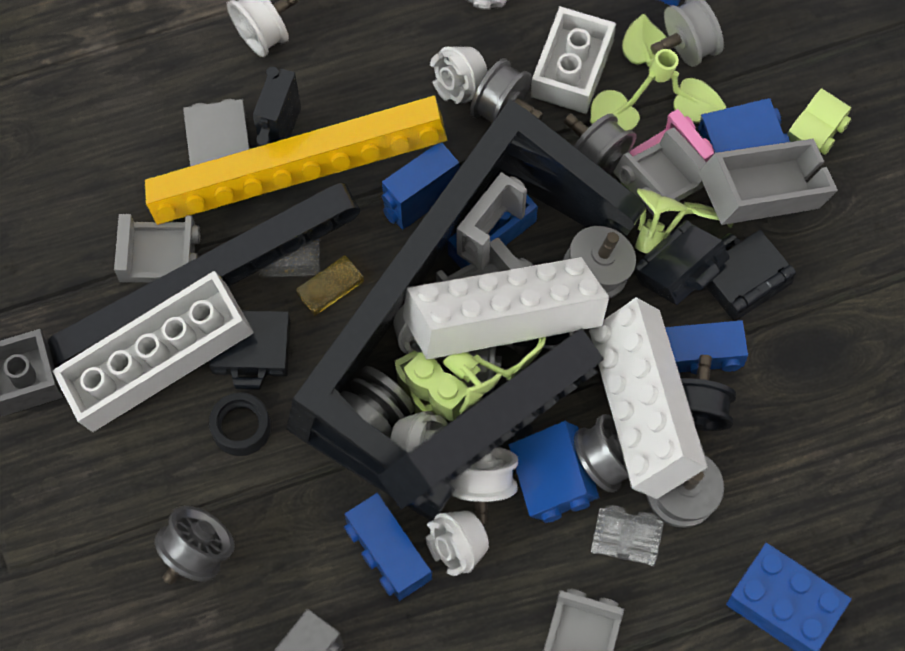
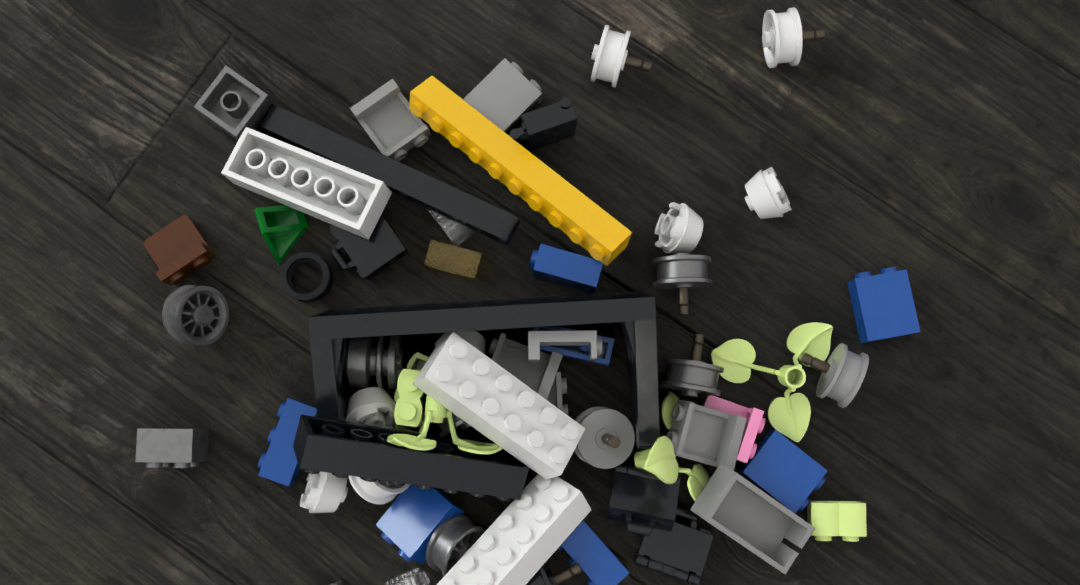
camera: 50 degrees right, 15 degrees up
(114, 526) = (178, 250): none -> reddish brown bracket
(172, 415) = (281, 228): none -> green slope
(572, 60) = (752, 302): white brick -> none

